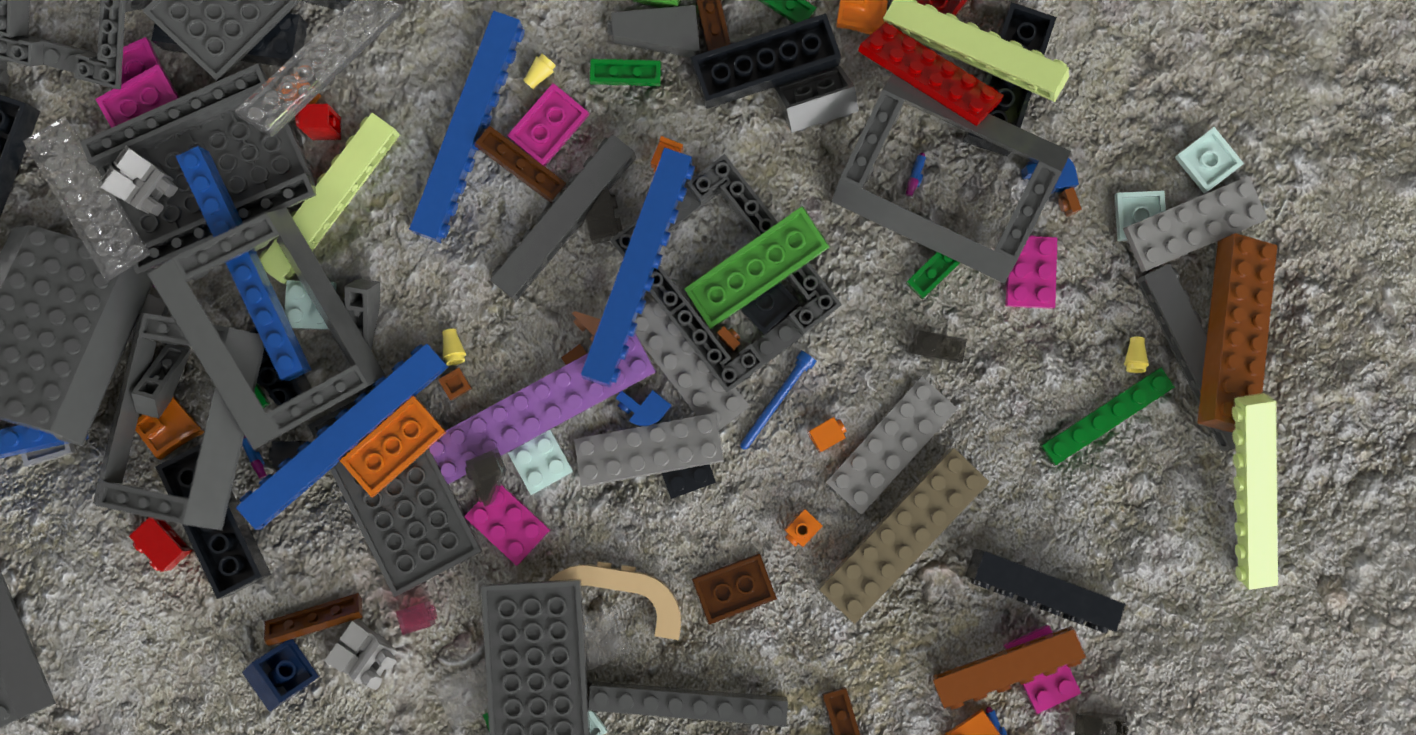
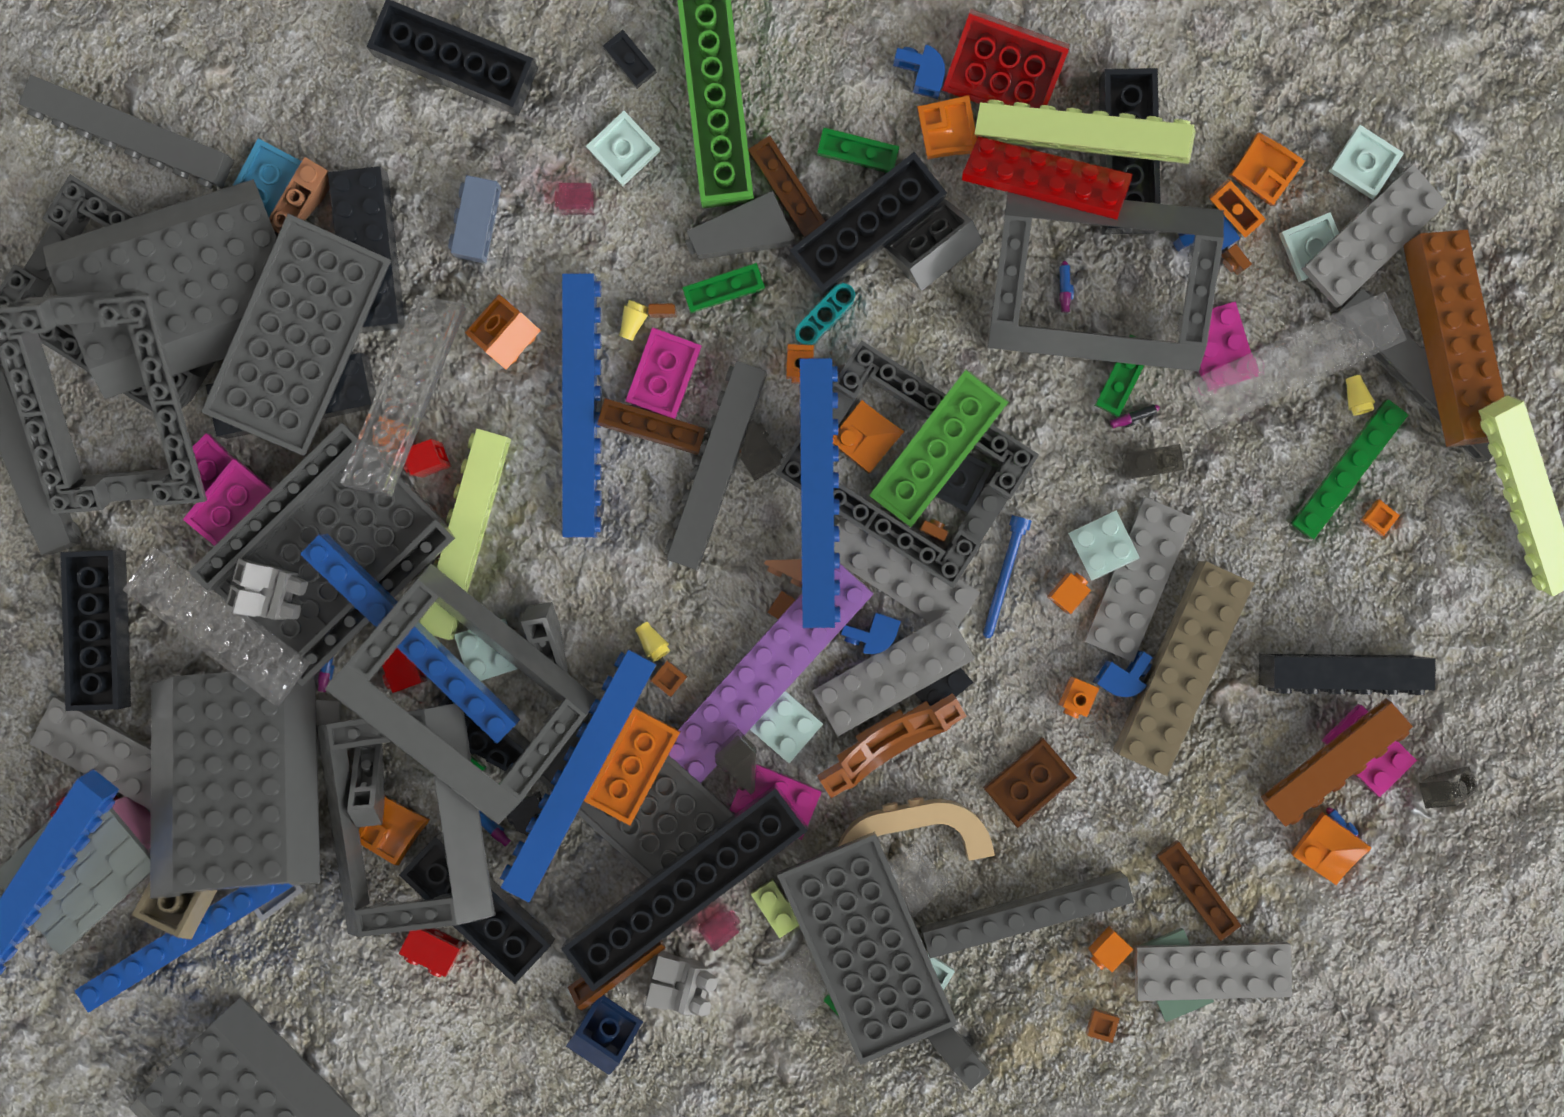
camera: 20 degrees left, 5 degrees up
(225, 293) = (401, 672): none -> red brick
(396, 567) = (684, 887): none -> black brick
(426, 43) = (502, 331): none -> orange slope
(471, 617) = (775, 908): none -> yellowish green plate
(566, 72) = (664, 310): none -> dark orange tile
(623, 506) = (889, 739): none -> dark orange piece
(700, 239) = (866, 436): none -> orange plate
(708, 115) = (831, 304): none -> teal beam
(844, 529) = (1124, 682): none -> blue brick
(871, 404) = (1104, 545): none -> light aqua plate
(935, 305) = (1134, 417): none -> piece
(1085, 158) = (1237, 208): none -> orange brick
(1092, 304) = (1296, 360): none -> clear plate
(1120, 467) = (1380, 517): none -> orange tile
(1122, 135) = (1266, 168): none -> orange plate

